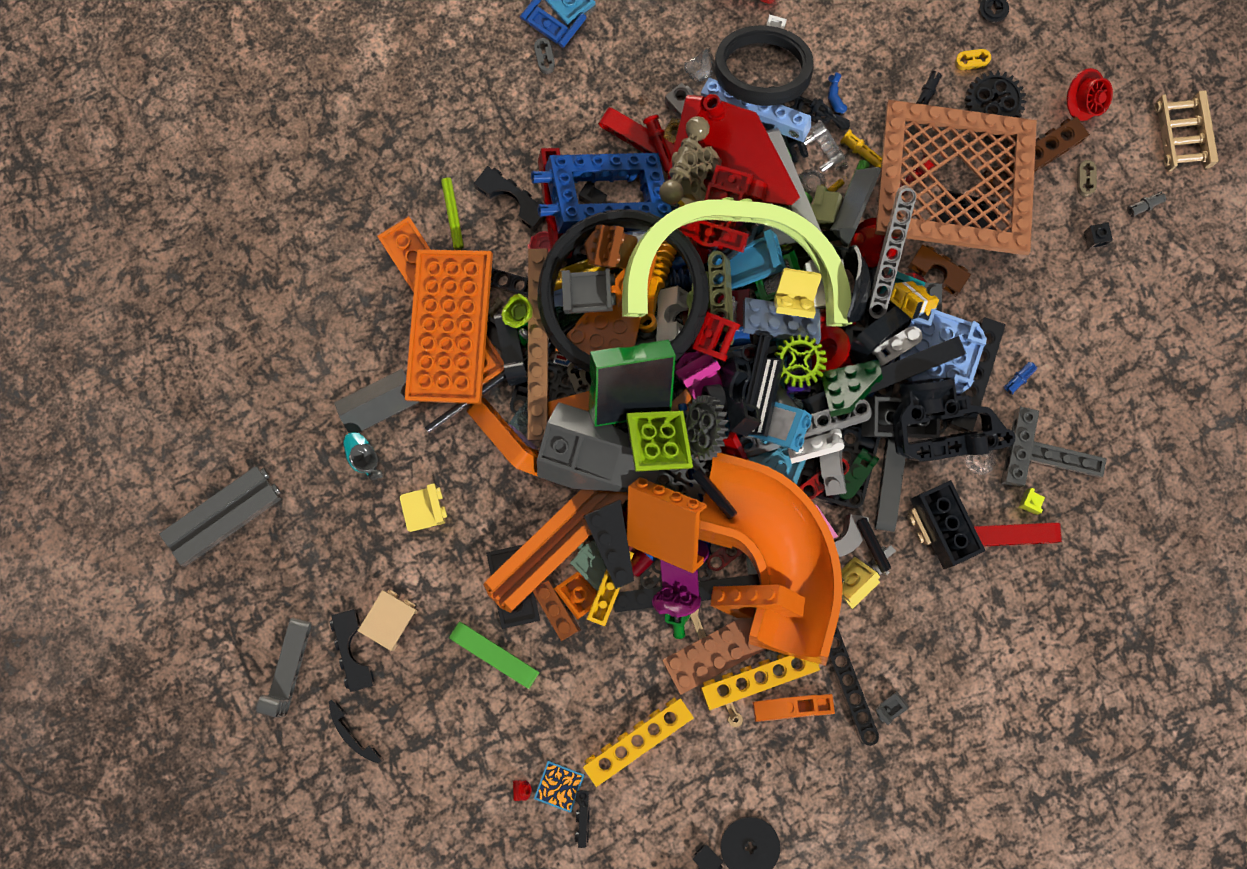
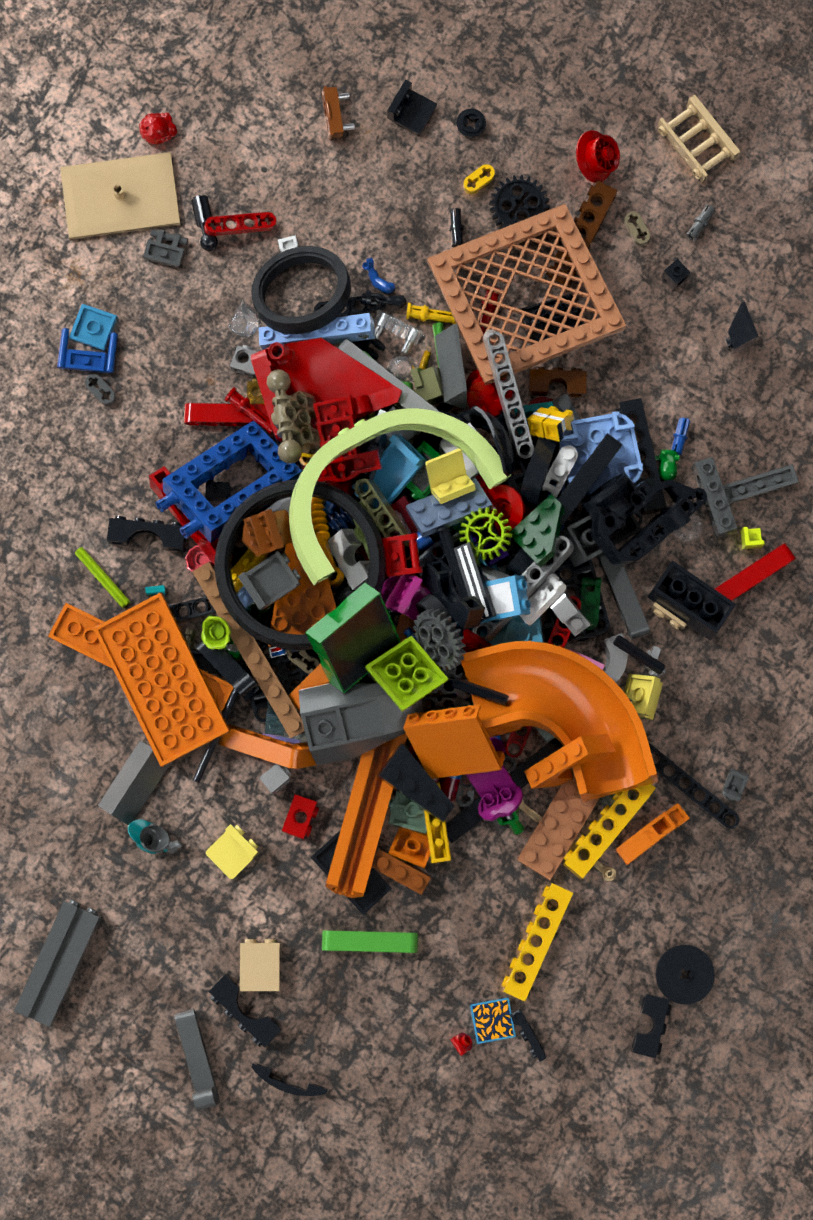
camera: 30 degrees left, 0 degrees up
(486, 514) = (298, 805): none -> red brick
(488, 247) = (153, 590): none -> teal tile
(496, 468) = (276, 778): none -> light grey brick
(994, 398) = (668, 466): none -> green animal
(1129, 317) = (741, 332): none -> black slope

